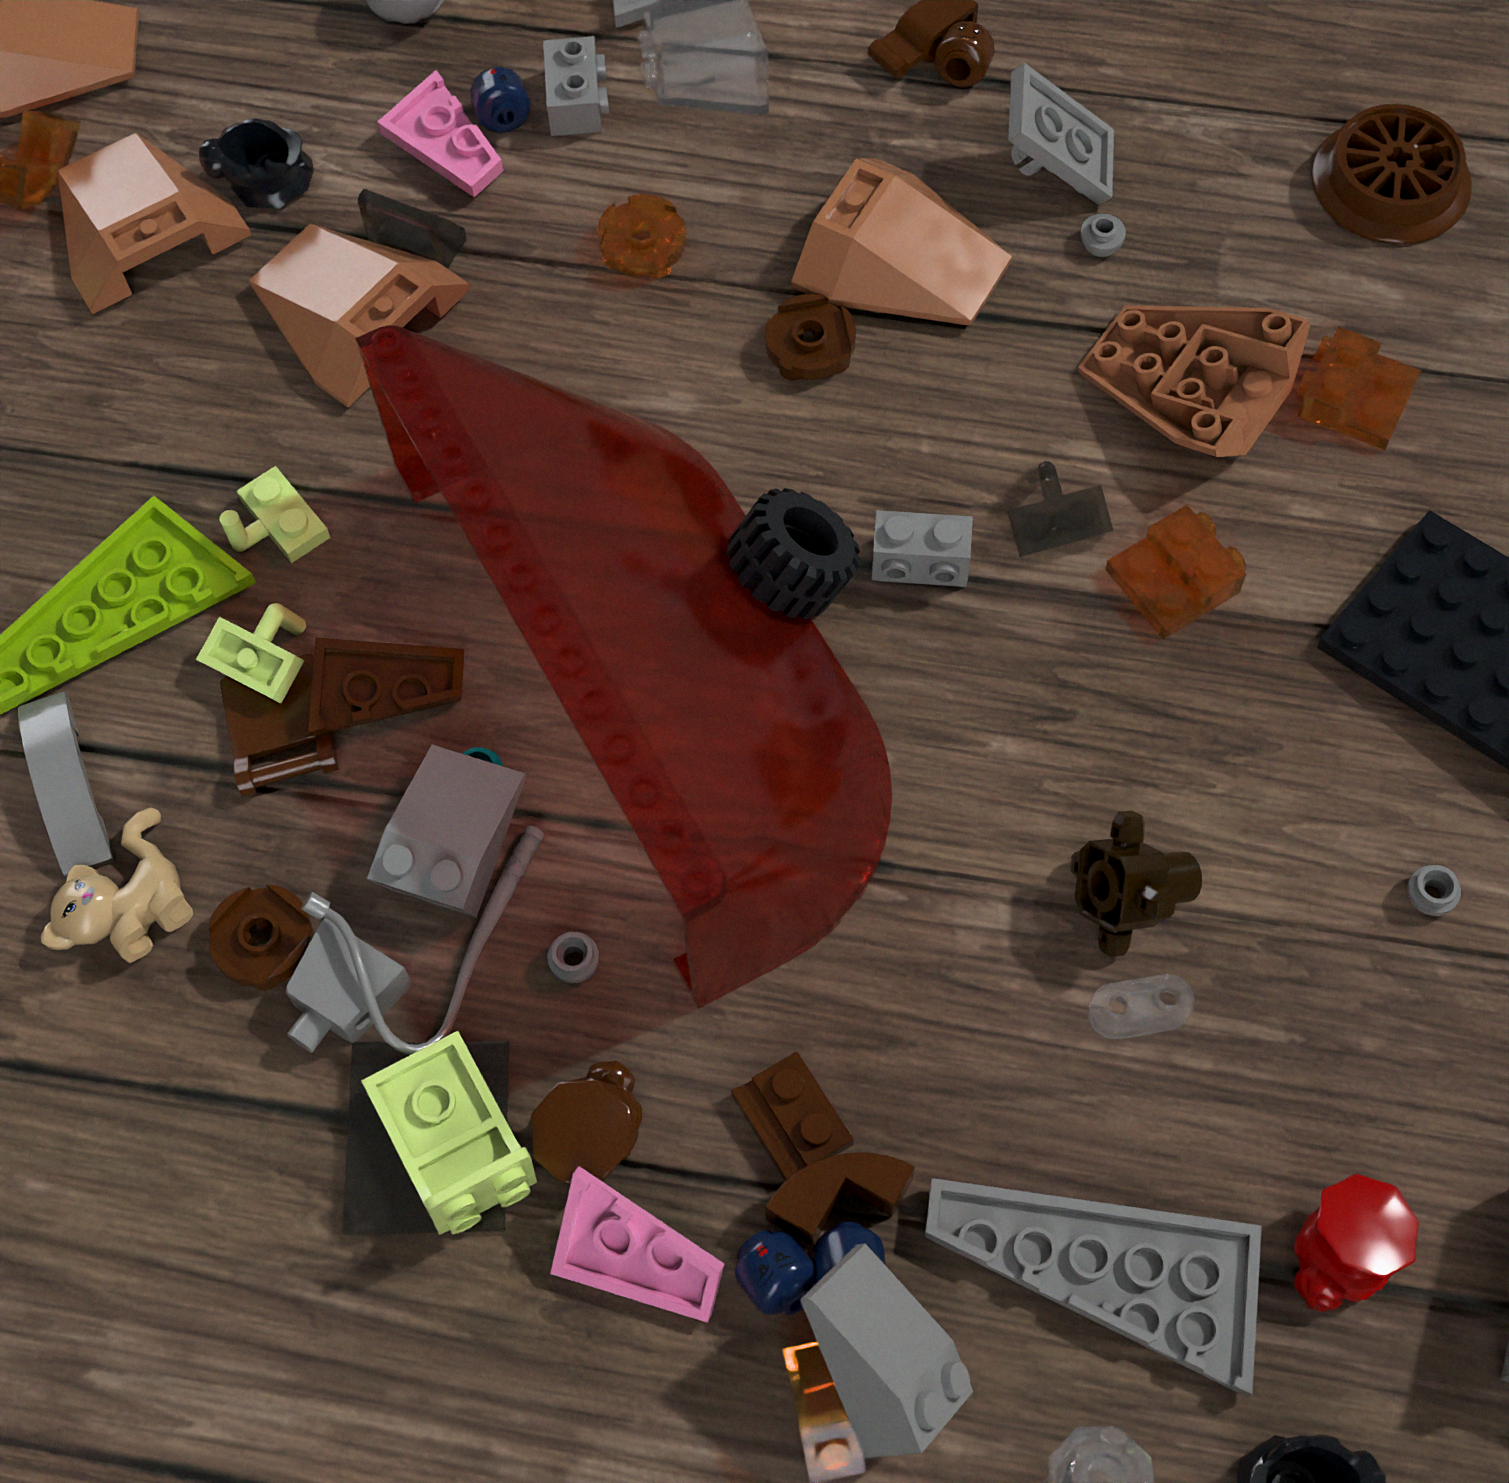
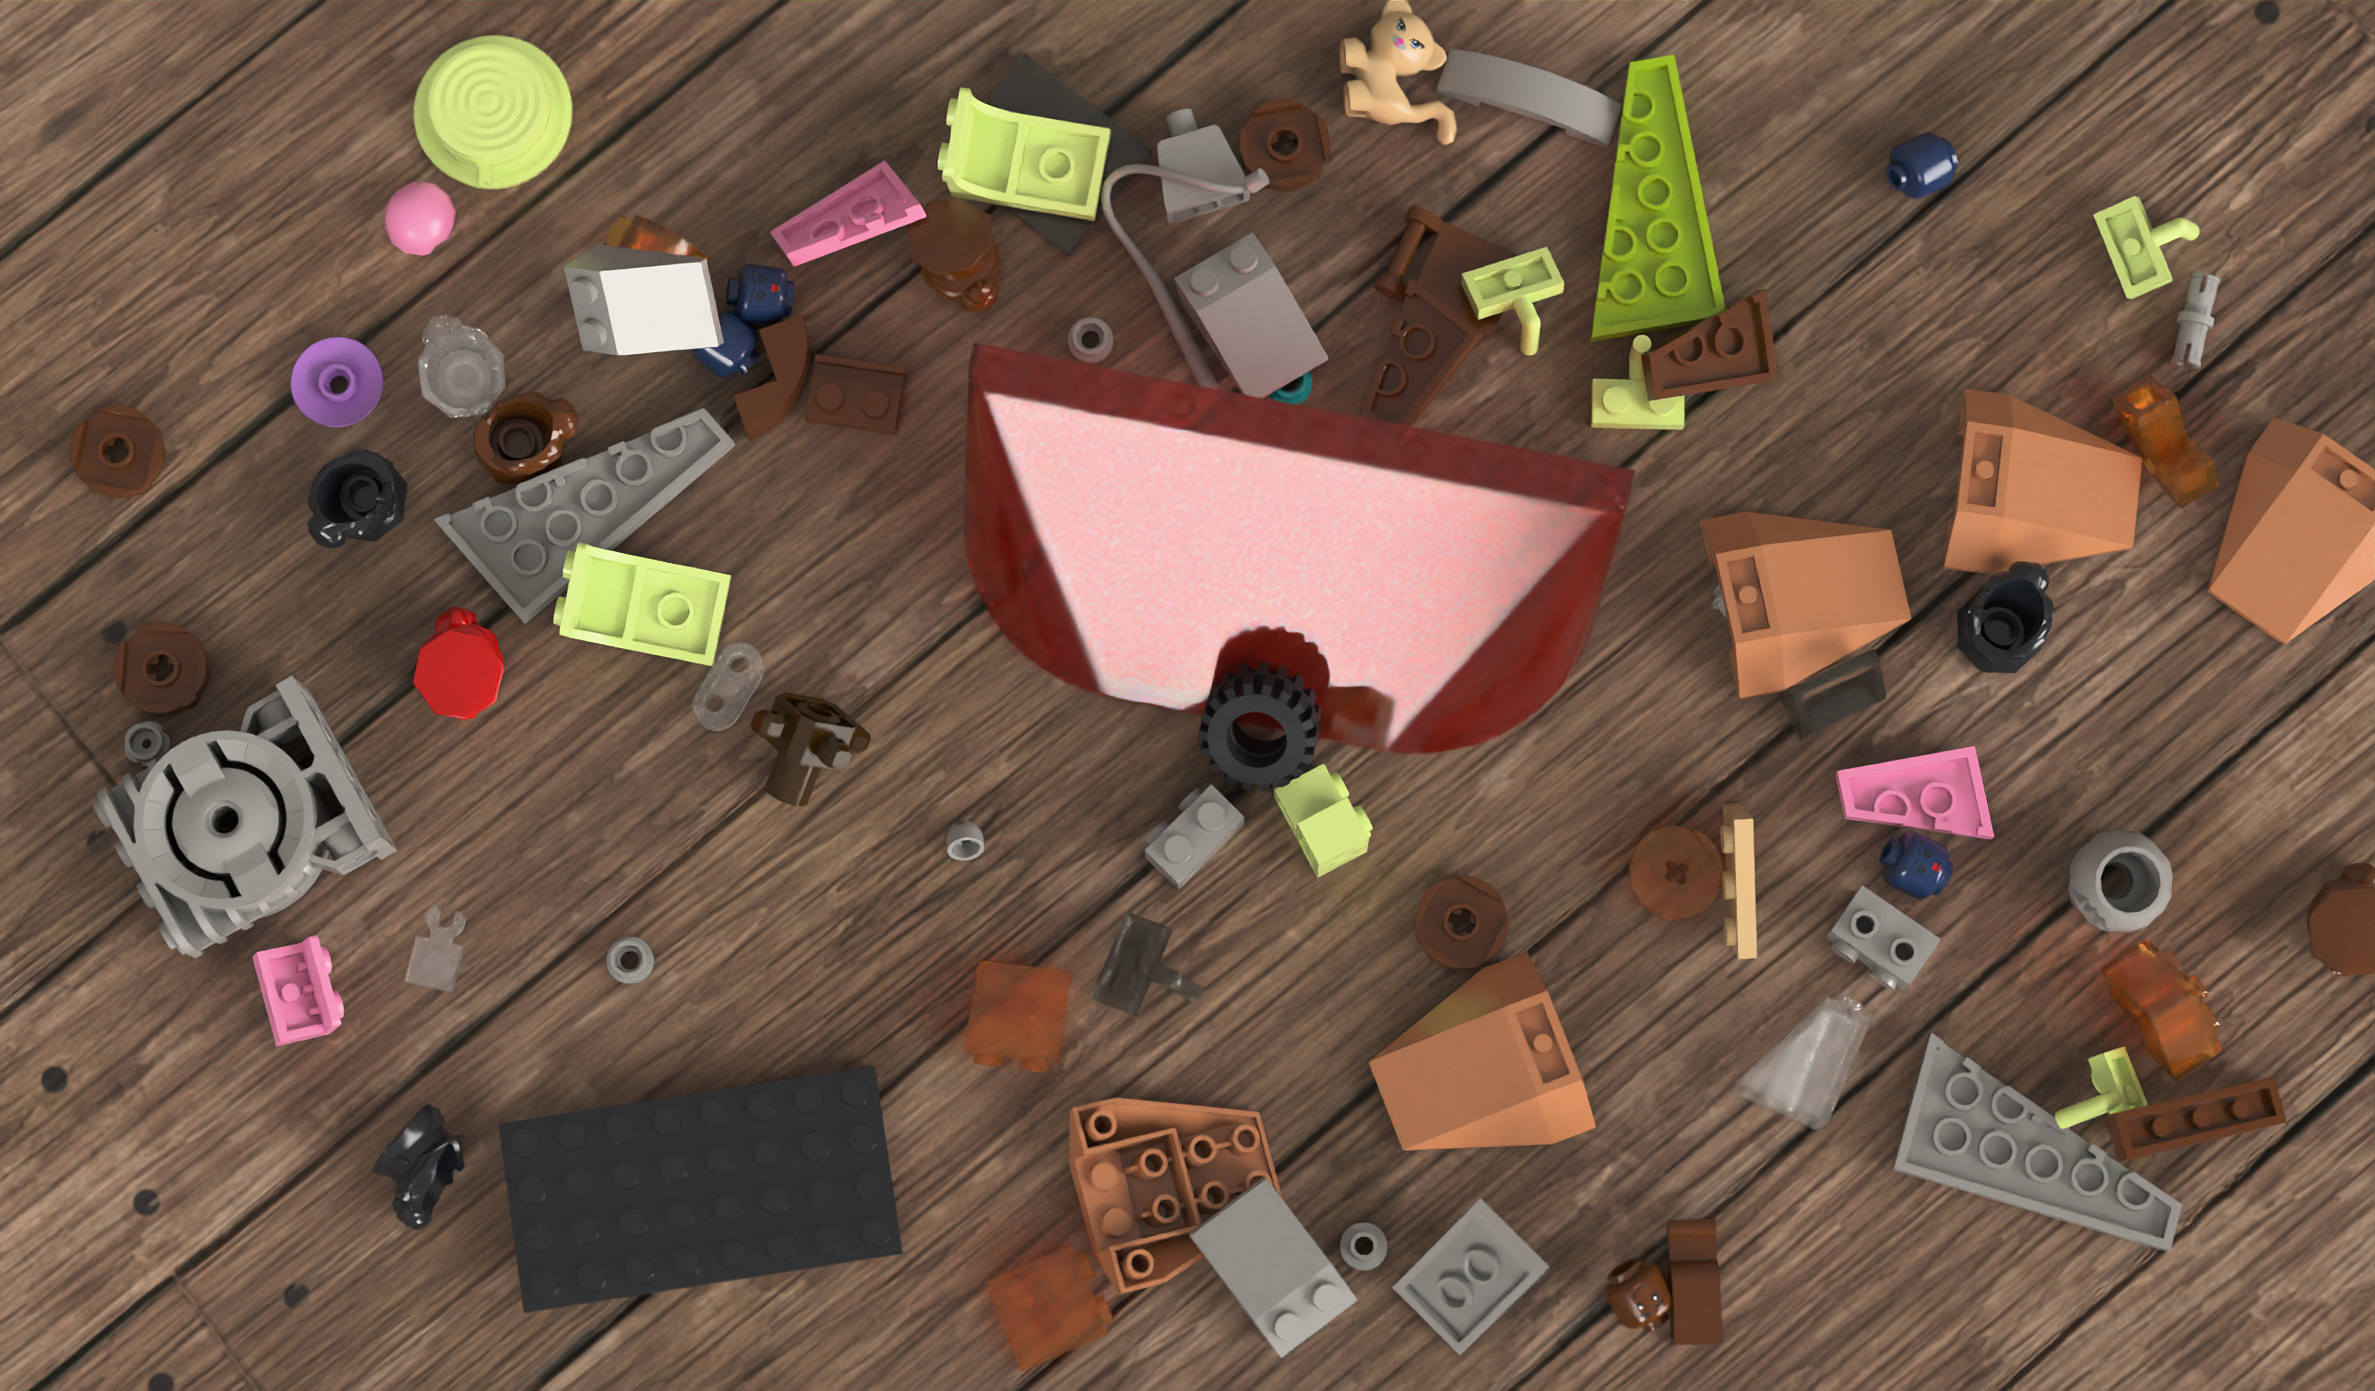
camera: 130 degrees right, 15 degrees up
(195, 474) = (1715, 354): none -> reddish brown wing
(605, 181) = (1739, 880): none -> tan wing
(828, 451) = (1323, 820): none -> yellowish green brick
(1085, 714) = (964, 850): none -> light grey hinge
(1099, 1375) = (524, 436): none -> reddish brown piece
(1149, 1128) = (642, 604): none -> yellowish green bracket
(1183, 254) = (1272, 1267): none -> light grey slope

